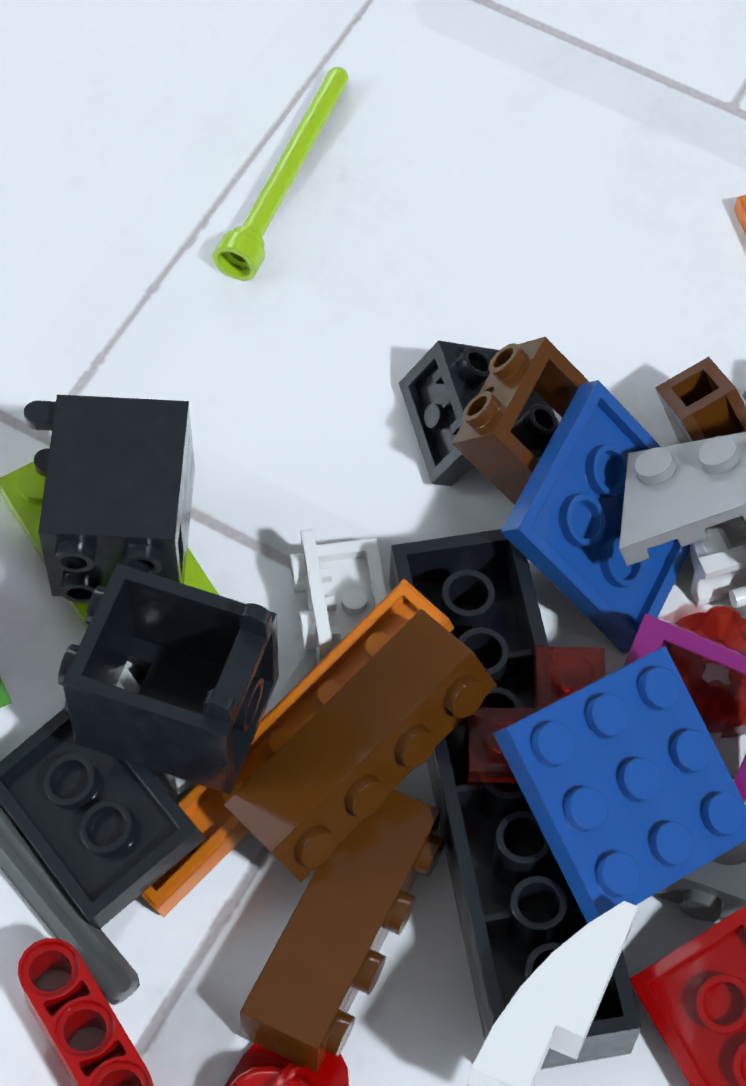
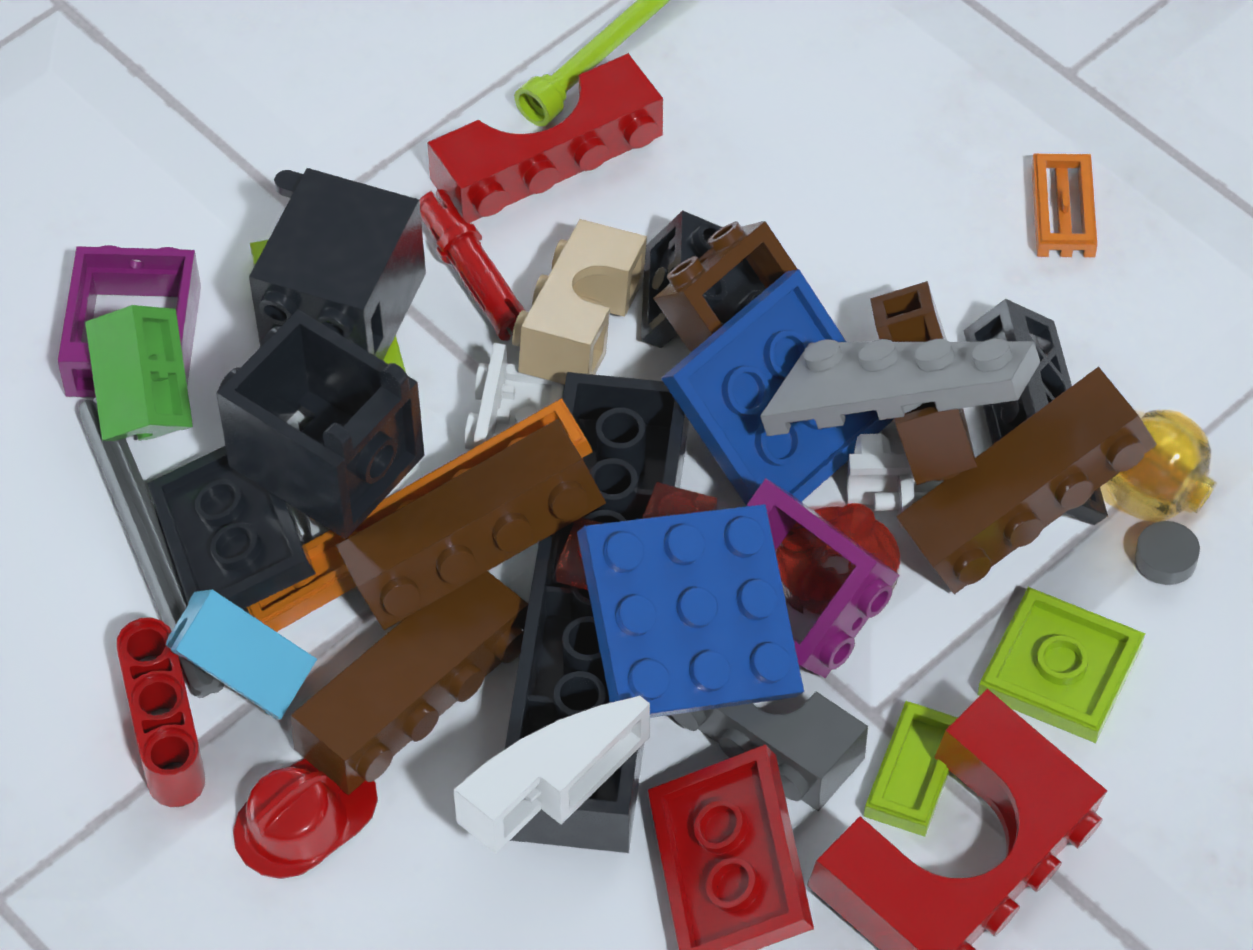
camera: 20 degrees right, 5 degrees down
(156, 952) = (240, 652): none -> medium azure hinge
(214, 340) = (496, 168): none -> red arch
(218, 431) = (463, 250): none -> red pin
(367, 494) = (570, 308): none -> tan arch

